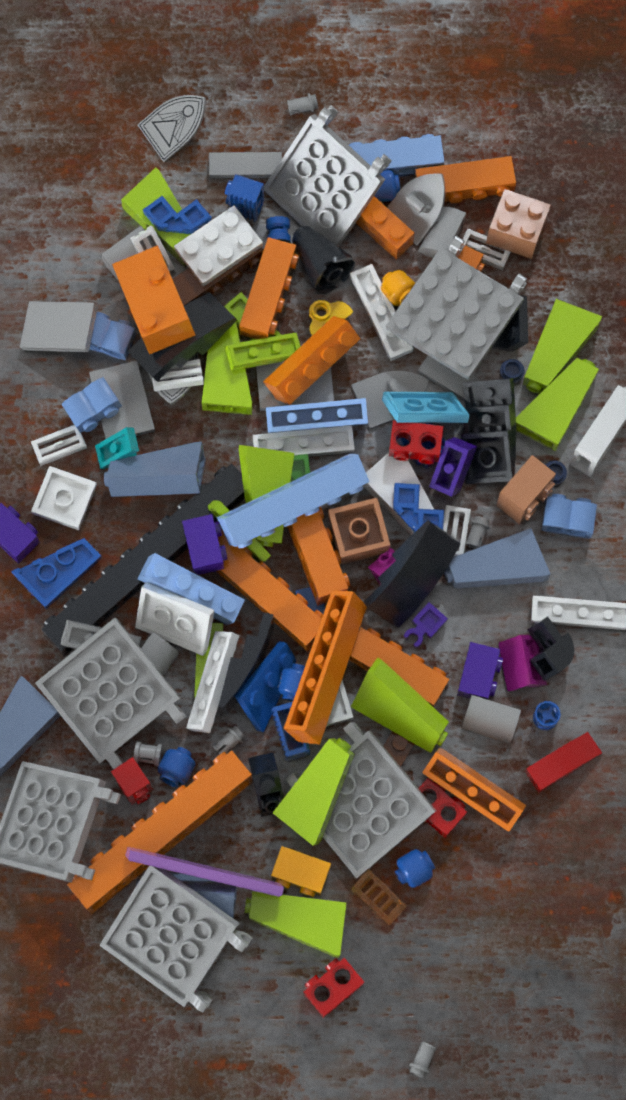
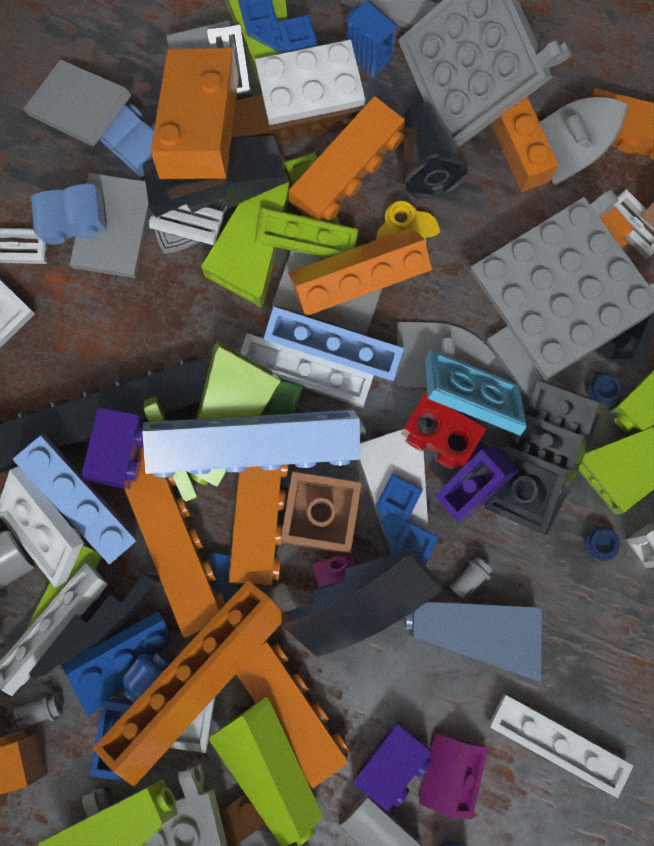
camera: 25 degrees right, 5 degrees up
(116, 447) = (78, 281): teal slope -> none
(158, 472) = (111, 332): sand blue slope -> none
(266, 782) = (57, 789): black slope -> none
(278, 228) = (395, 93): blue wheel -> none
(379, 310) = (473, 244): white plate -> none
(389, 188) = (549, 96): blue head -> none
(396, 286) = (506, 223): light orange head -> none
(404, 152) = (591, 68): light blue brick -> none
(427, 623) = (356, 668): dark purple plate -> none
(443, 231) = (595, 180): light grey brick -> none
(457, 510) = (458, 538): white tile -> none
(526, 489) = (558, 554): nougat brick -> none
(555, 651) = (503, 785): black brick -> none
(569, 516) = (597, 610): medium blue brick -> none

